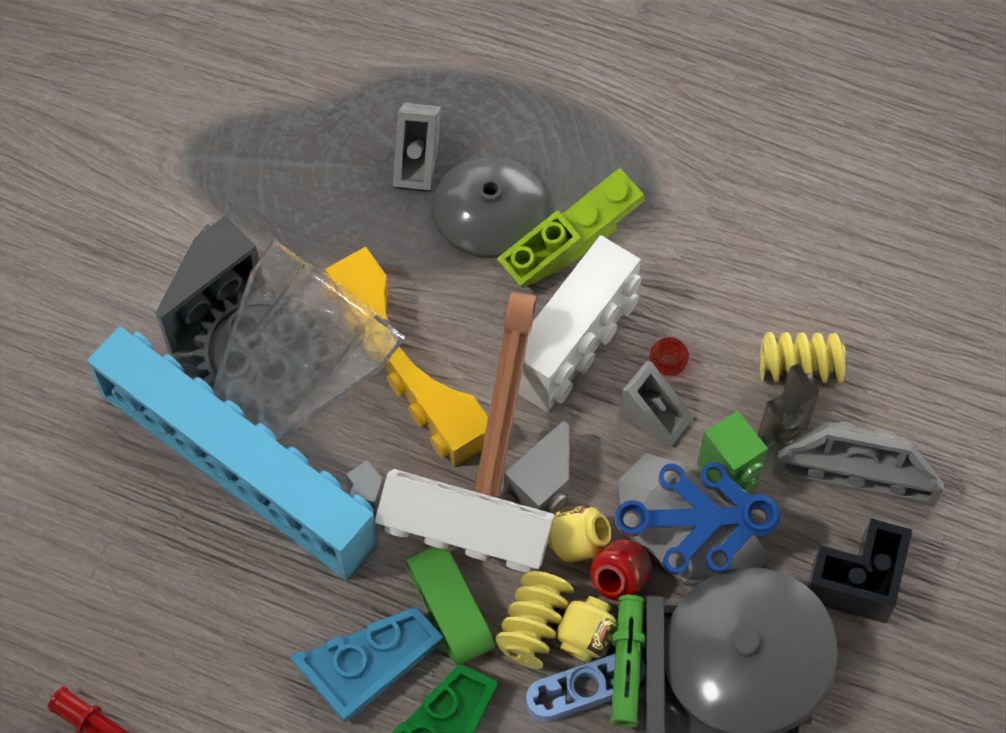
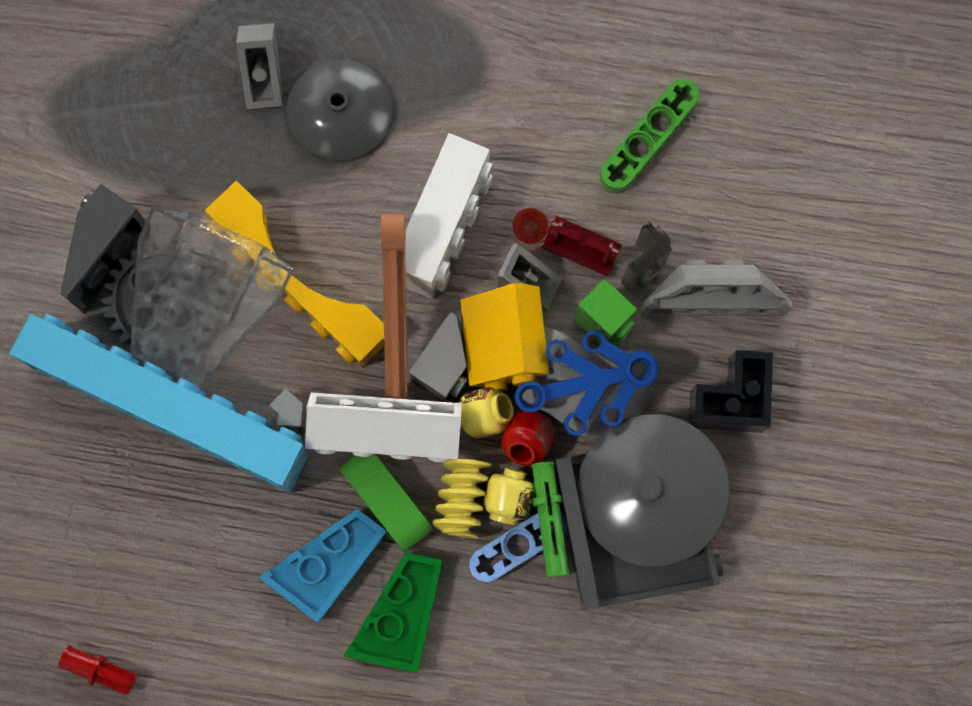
camera: 15 degrees left, 15 degrees up
(571, 234) = (420, 124): lime slope -> none
(617, 454) = (504, 336): none -> yellow brick
(720, 386) = (581, 246): none -> dark red hinge
(812, 355) = (648, 203): light yellow piece -> none
(820, 295) = (647, 134): none -> bright green beam

